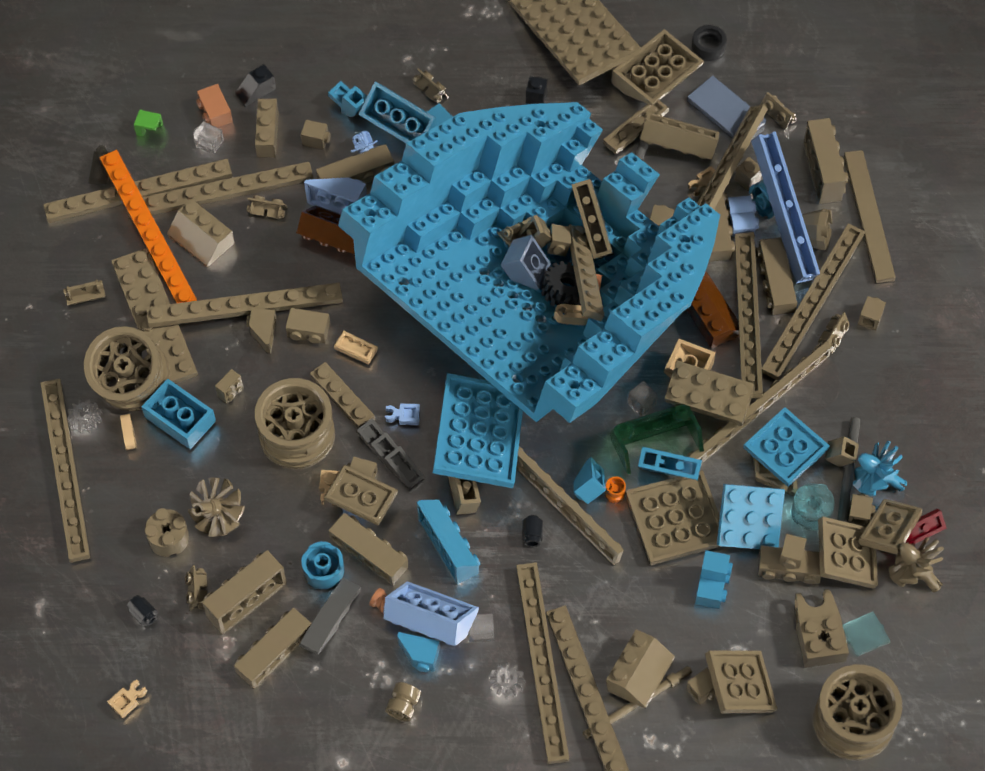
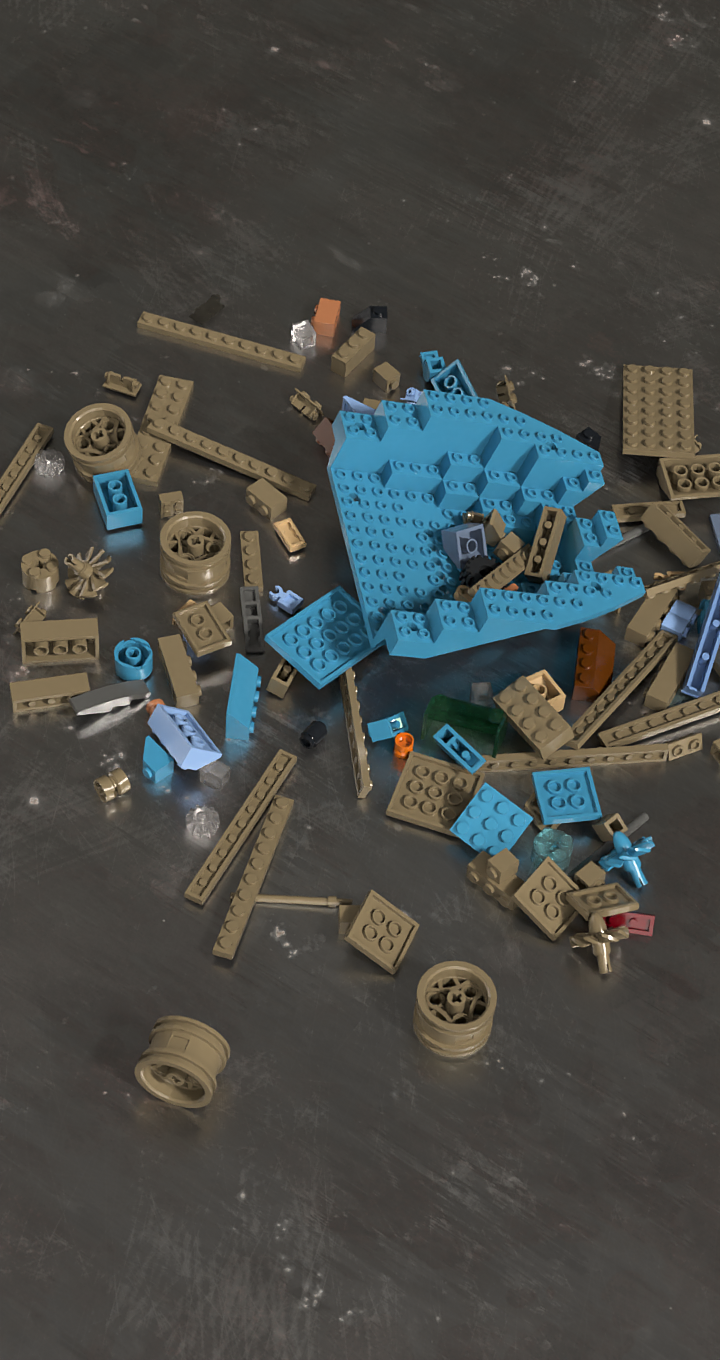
camera: 30 degrees right, 10 degrees down
(128, 431) = (71, 491): tan beam -> none
(147, 228) = (204, 366): orange plate -> none
(148, 121) = (266, 298): bright green panel -> none
(200, 233) = (241, 393): dark tan slope -> none
(229, 188) = (278, 374): dark tan plate -> none
(262, 327) = (232, 480): dark tan slope -> none
(639, 669) = (310, 874): dark tan slope -> none
(714, 574) = (424, 851): dark azure brick -> none
(820, 624) = (479, 938): dark tan brick -> none
(865, 634) = (517, 968): clear light blue piece -> none

